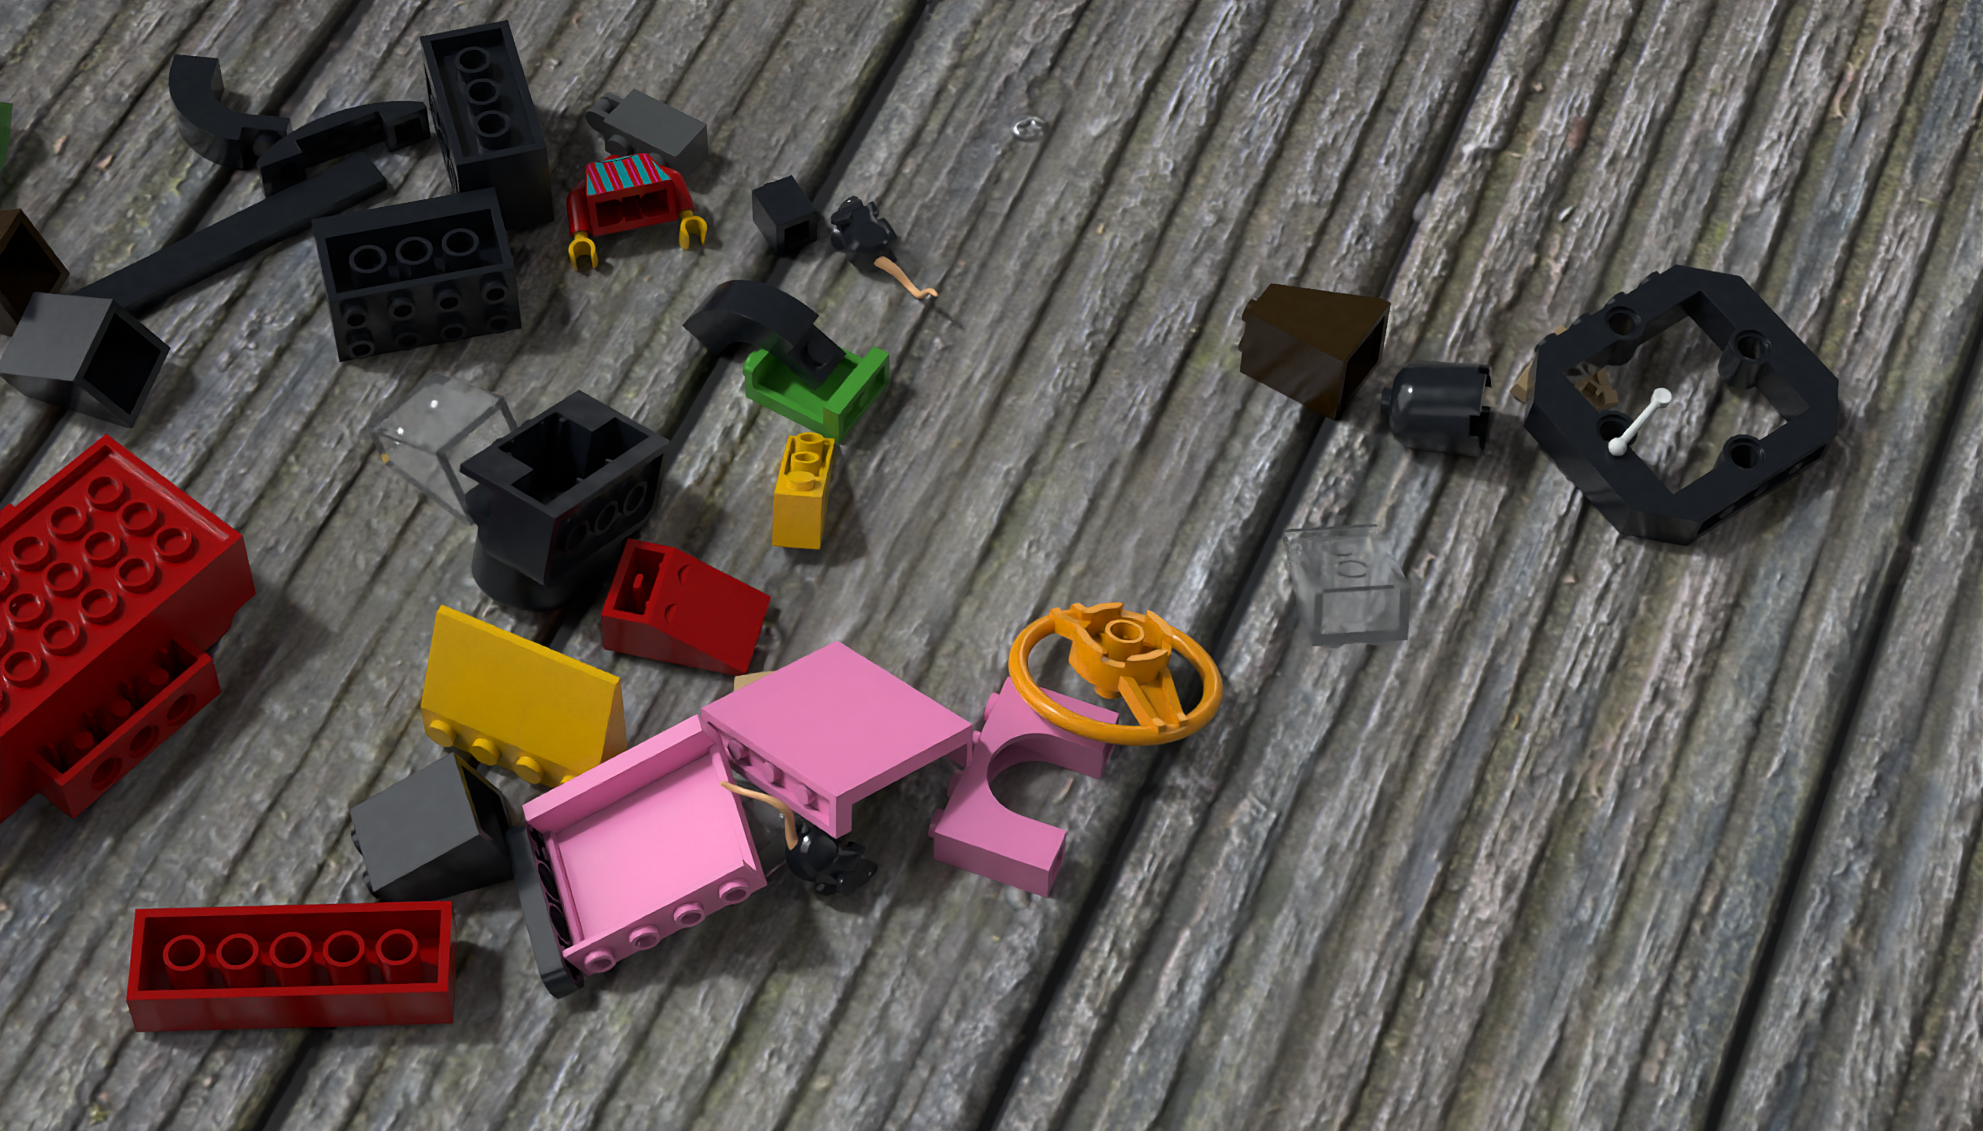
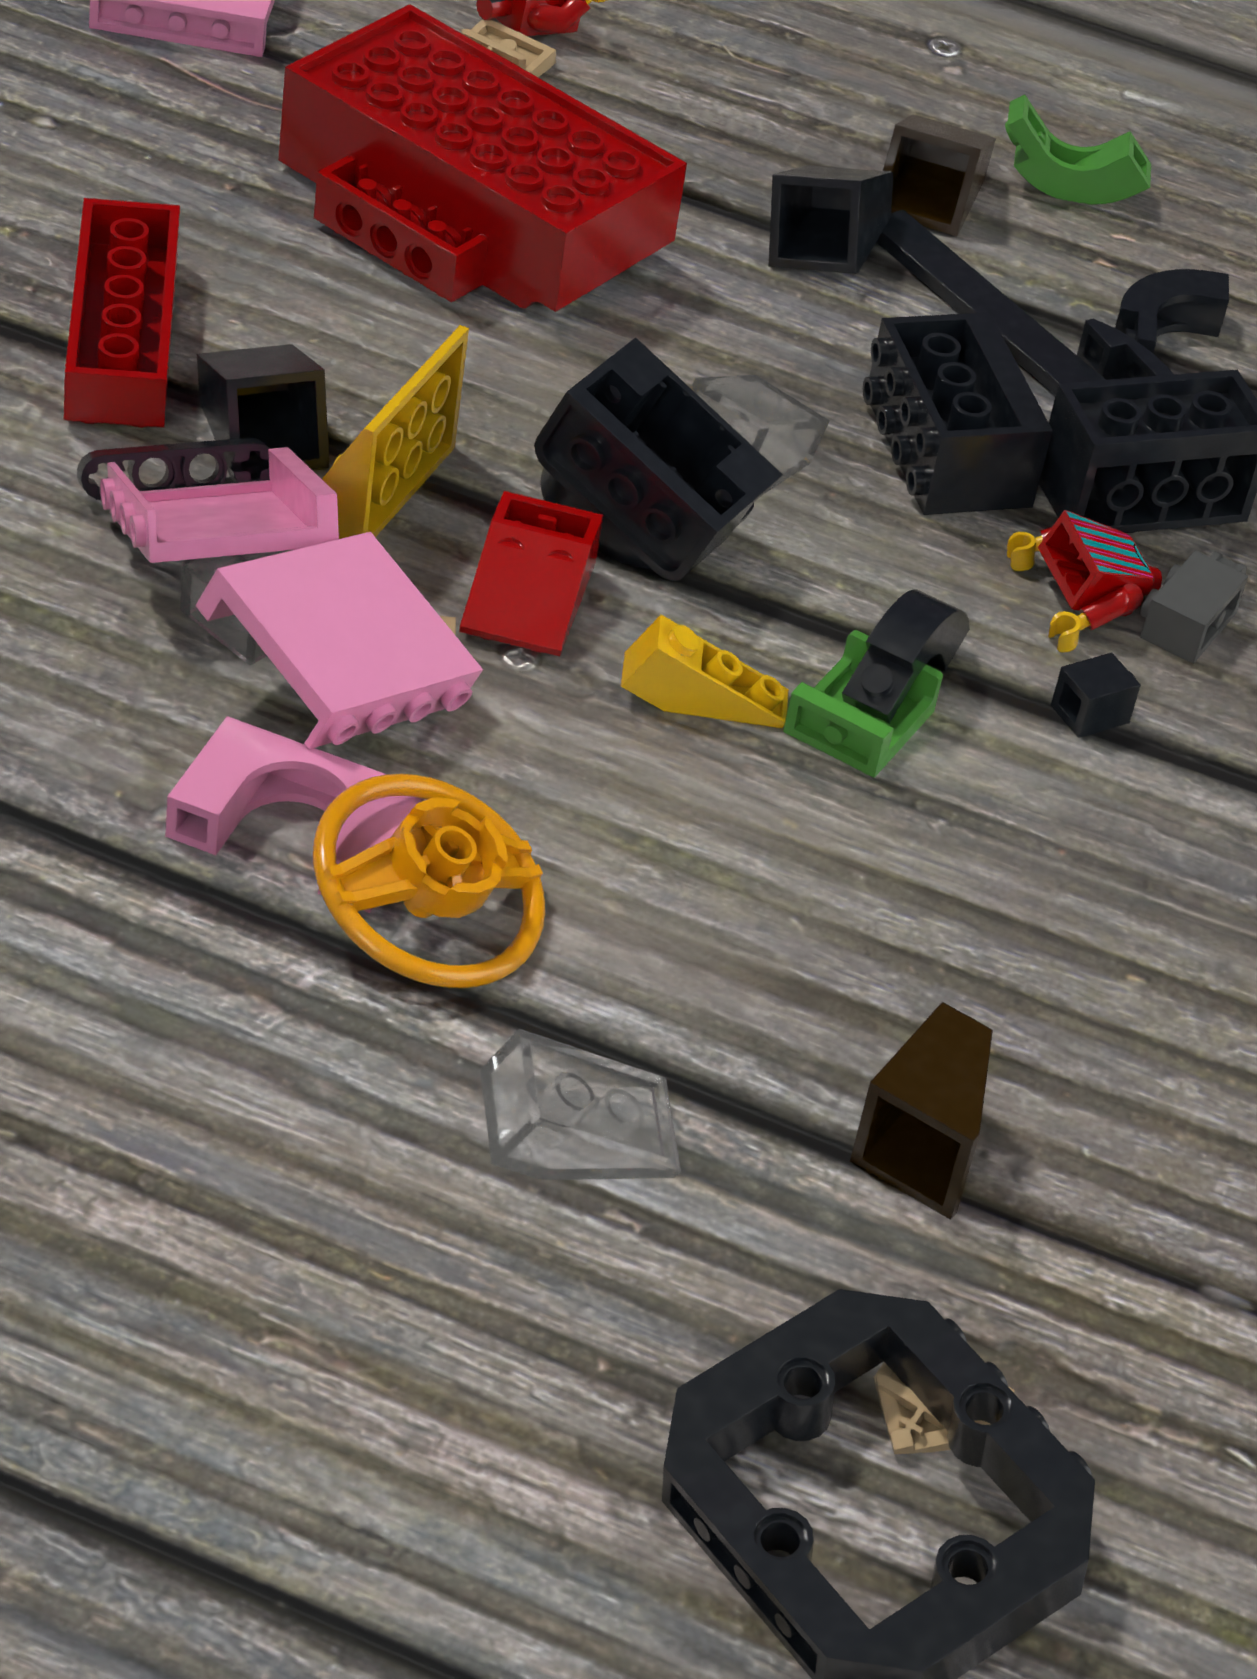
camera: 85 degrees right, 10 degrees down
(816, 854) = (210, 645): black animal -> none
(869, 241) = (1066, 759): black animal -> none
(1439, 407) = (844, 1227): black cylinder -> none
(1659, 399) = (856, 1431): white hinge -> none

